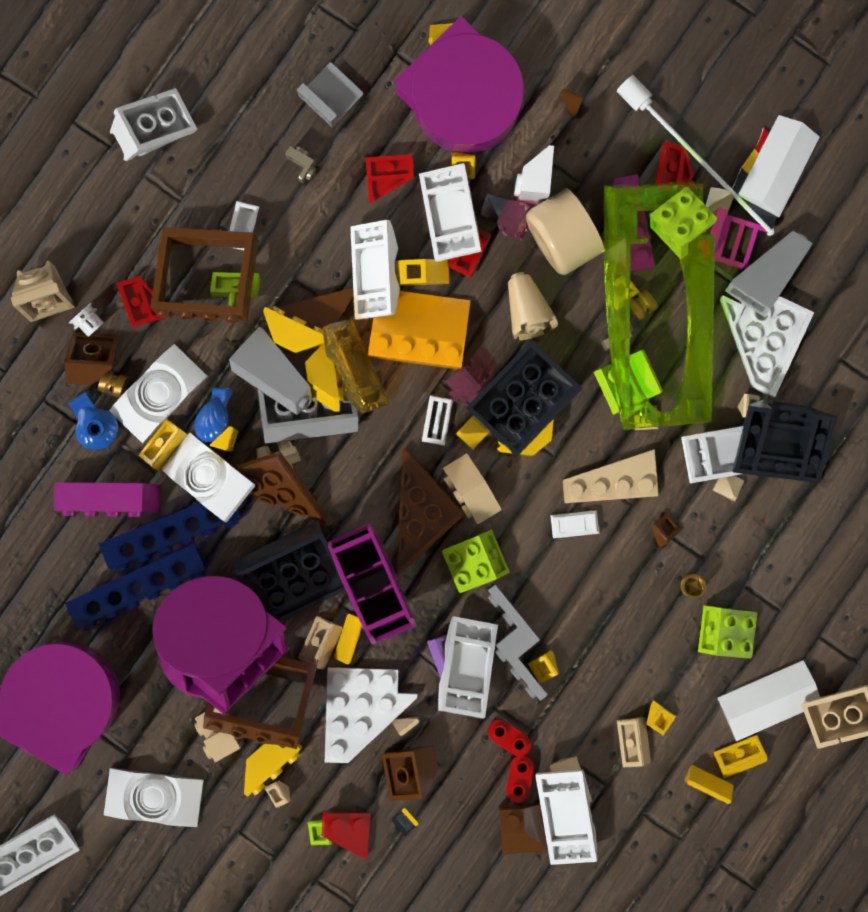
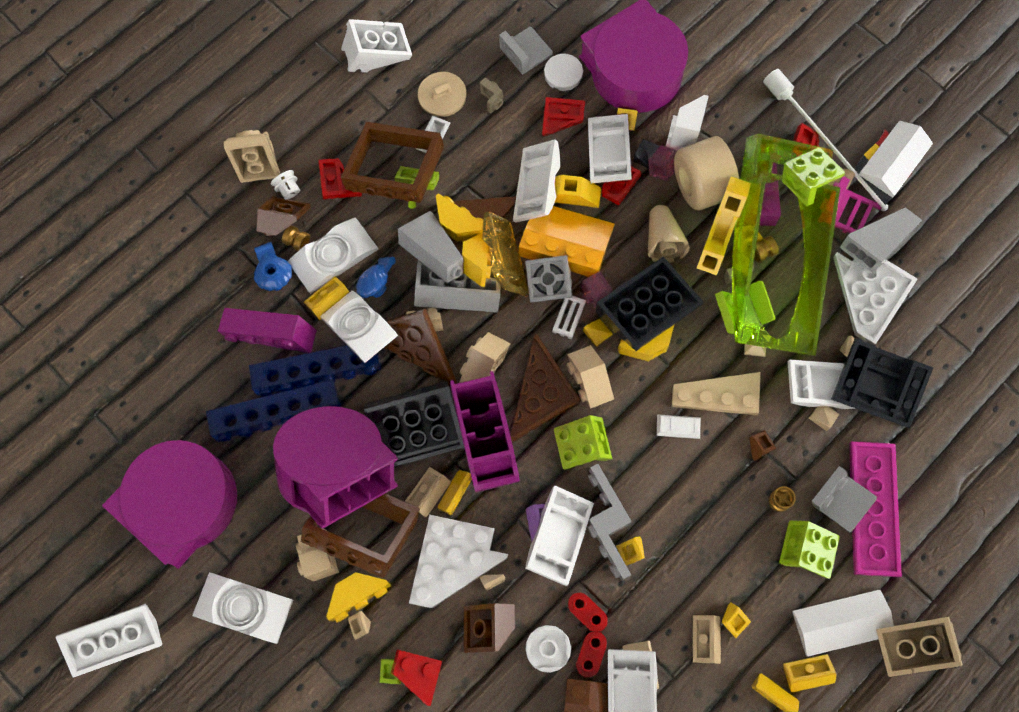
camera: 15 degrees right, 15 degrees down
(226, 440) = (380, 297): yellow slope -> none
(242, 170) = (442, 94): none -> tan shield
(353, 493) = (484, 357): none -> tan brick
(380, 116) = (563, 72): none -> white tile
(404, 821) = (473, 677): black sticker -> none
(408, 385) = (549, 279): none -> light grey piece
(475, 780) = (548, 648): none -> white tile
(571, 101) = (724, 82): reddish brown slope -> none
(593, 290) = (723, 225): none -> yellow arch
(757, 576) = (844, 500): none -> light grey bracket
(790, 576) = (878, 533): none -> dark pink tile

